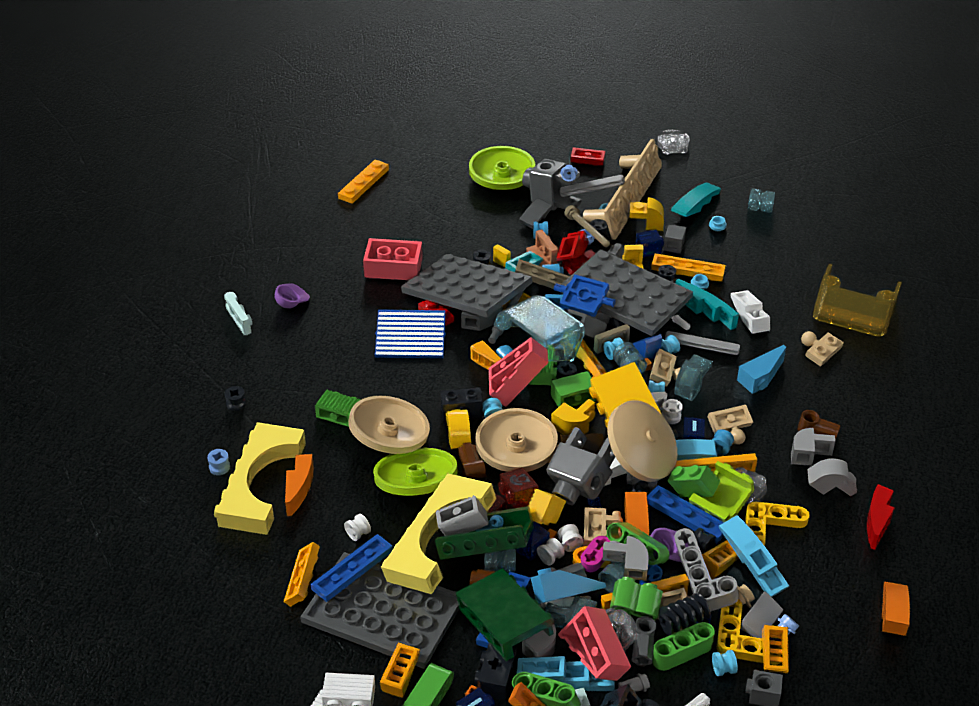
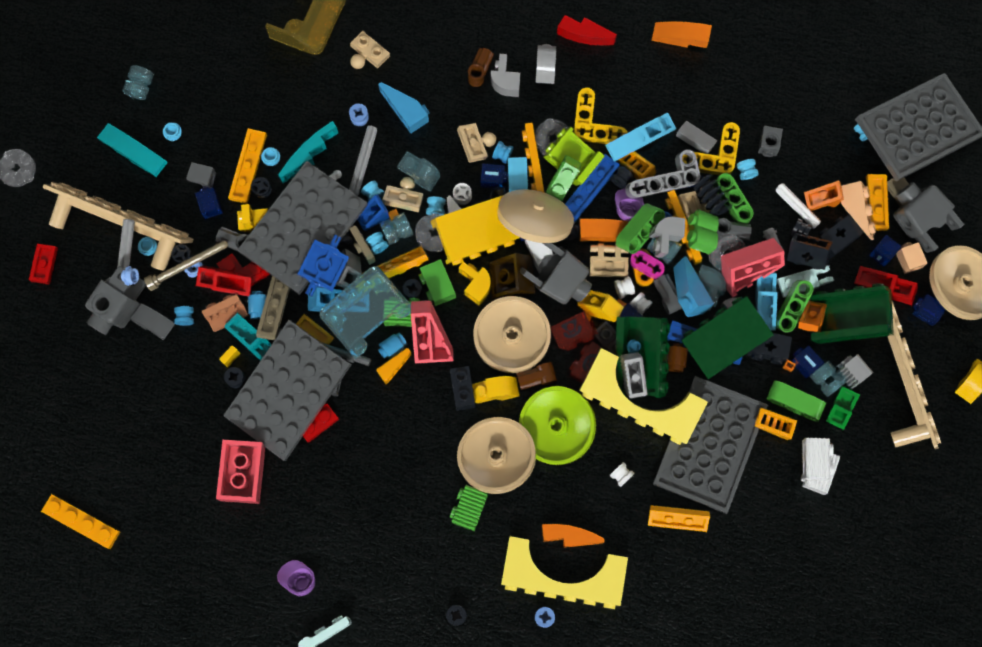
camera: 90 degrees left, 35 degrees up
(351, 568) = (678, 472): blue plate -> none
(410, 334) = (355, 446): piece -> none
(491, 406) = (467, 358): medium azure wheel -> none
(500, 167) = (70, 359): lime dish -> none
(651, 211) = (162, 199): yellow brick -> none
(745, 595) = (677, 148): tan plate -> none
(750, 339) = (361, 118): none -> medium blue wheel
(751, 311) = (316, 111): white slope -> none
(775, 632) = (726, 133): light orange slope -> none
(786, 621) = (705, 118): light blue plate -> none

